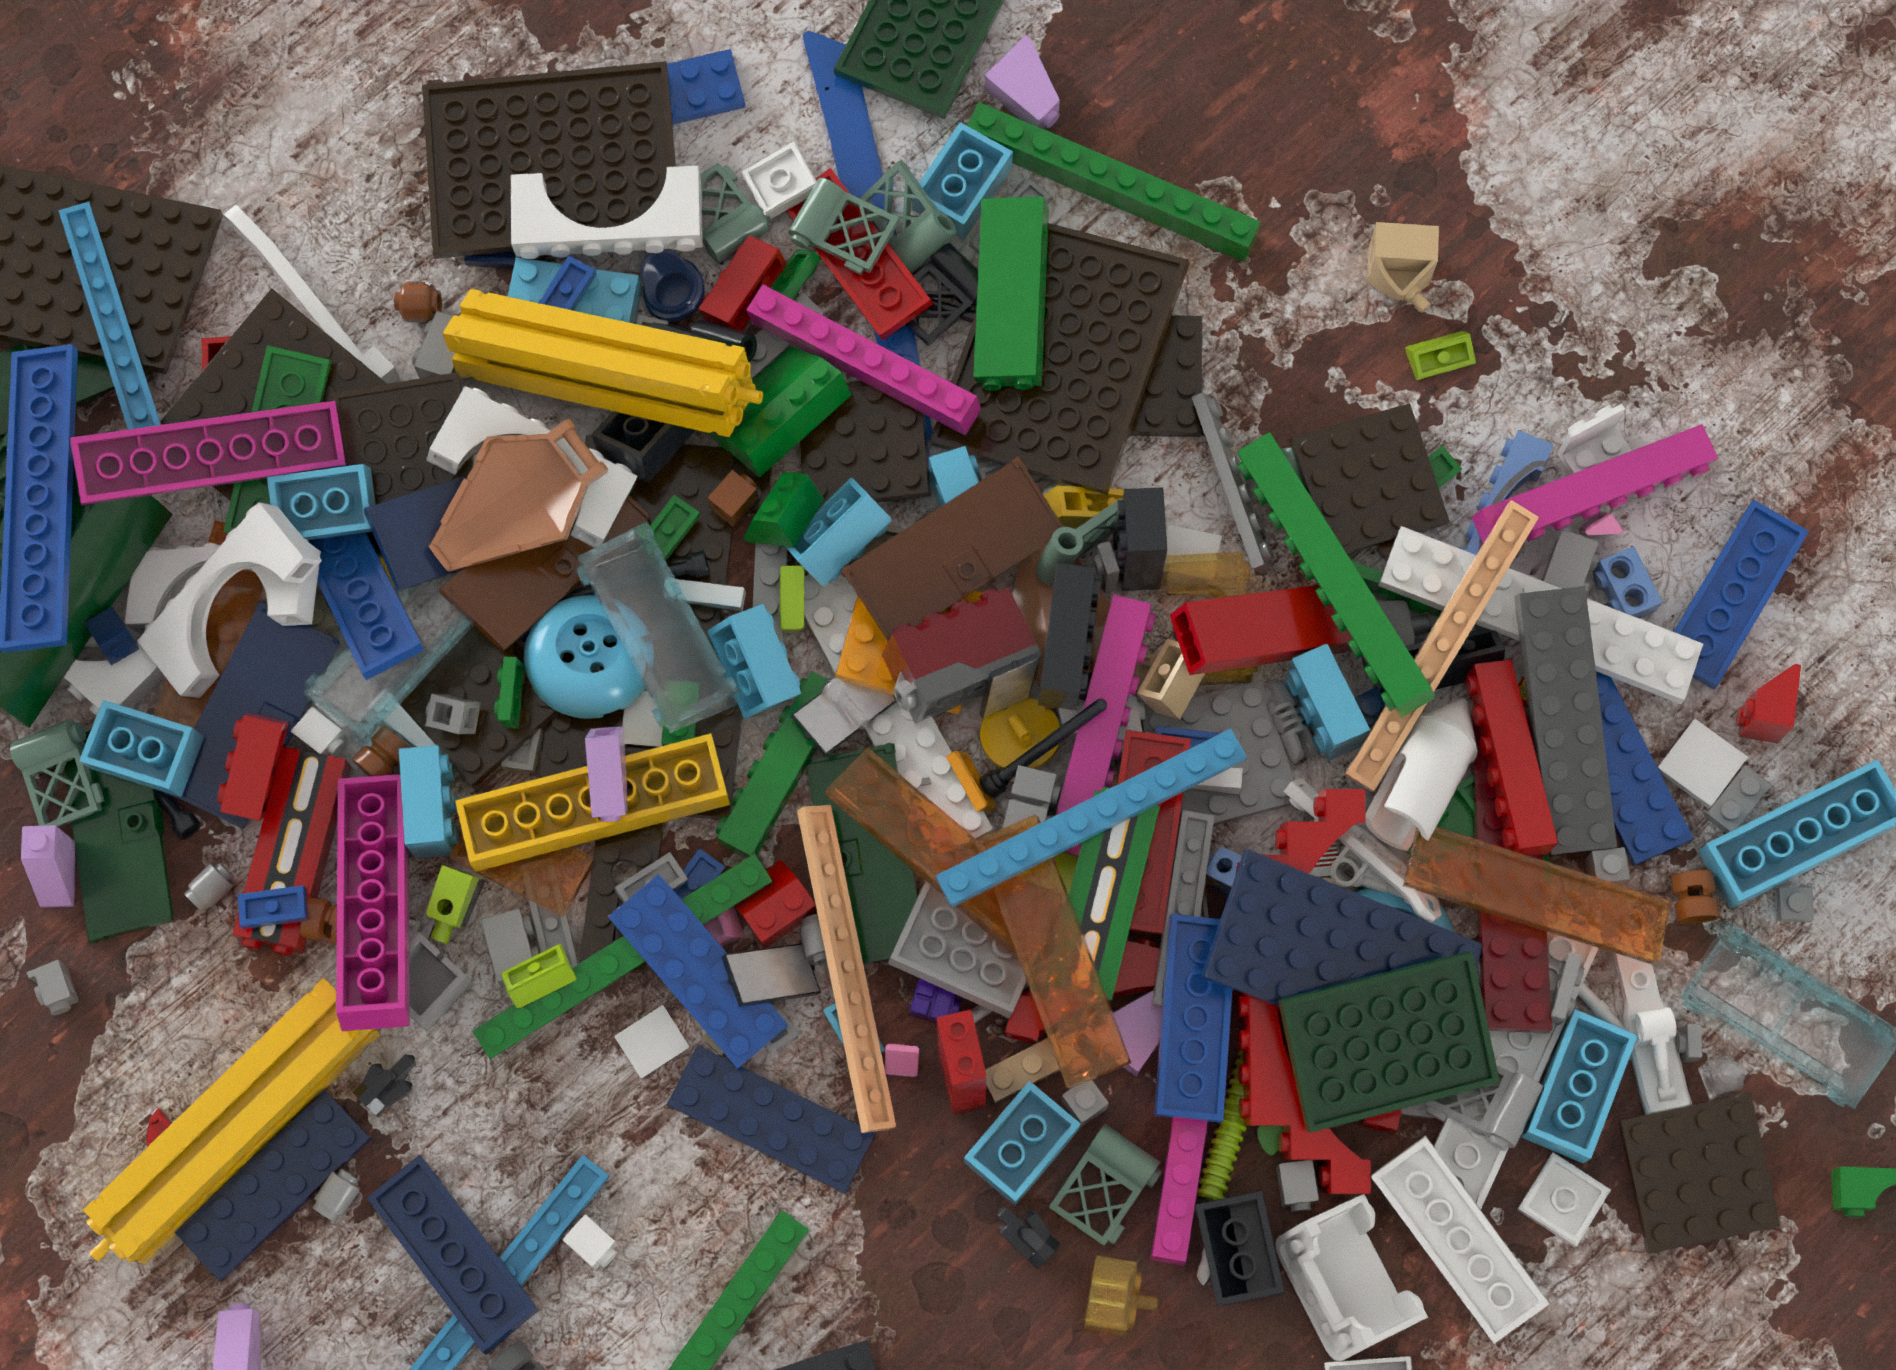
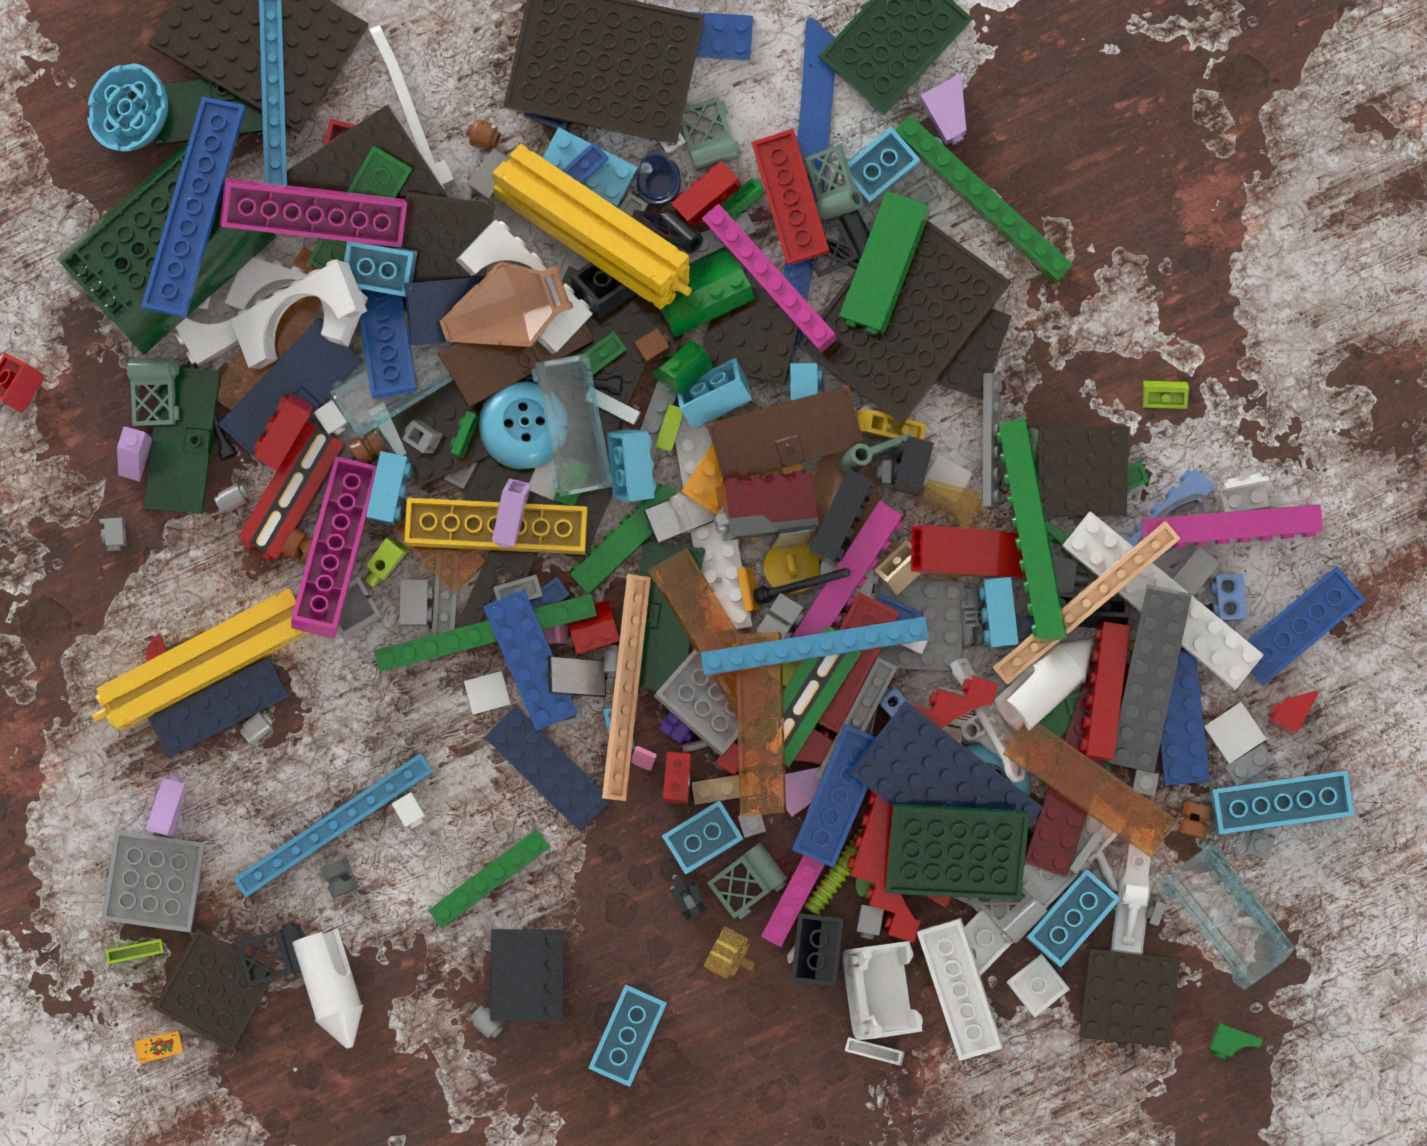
camera: 20 degrees right, 10 degrees up
(111, 635) = (214, 310): dark blue brick -> none
(142, 748) = (213, 395): medium azure brick -> none
(273, 907) = (269, 529): blue plate -> none
(385, 1087) = (305, 669): black rock -> none
(453, 1254) = (319, 789): dark blue plate -> none
(538, 976) = (426, 629): lime slope -> none
(668, 224) = (669, 139): white arch -> none
(780, 180) = (756, 126): white tile -> none
(819, 219) = (773, 164): sand green piece -> none
(1403, 260) = (1160, 324): tan piece -> none
(1601, 524) = (1227, 551): bright pink slope -> none
(1722, 1076) = (1169, 941): clear brick -> none

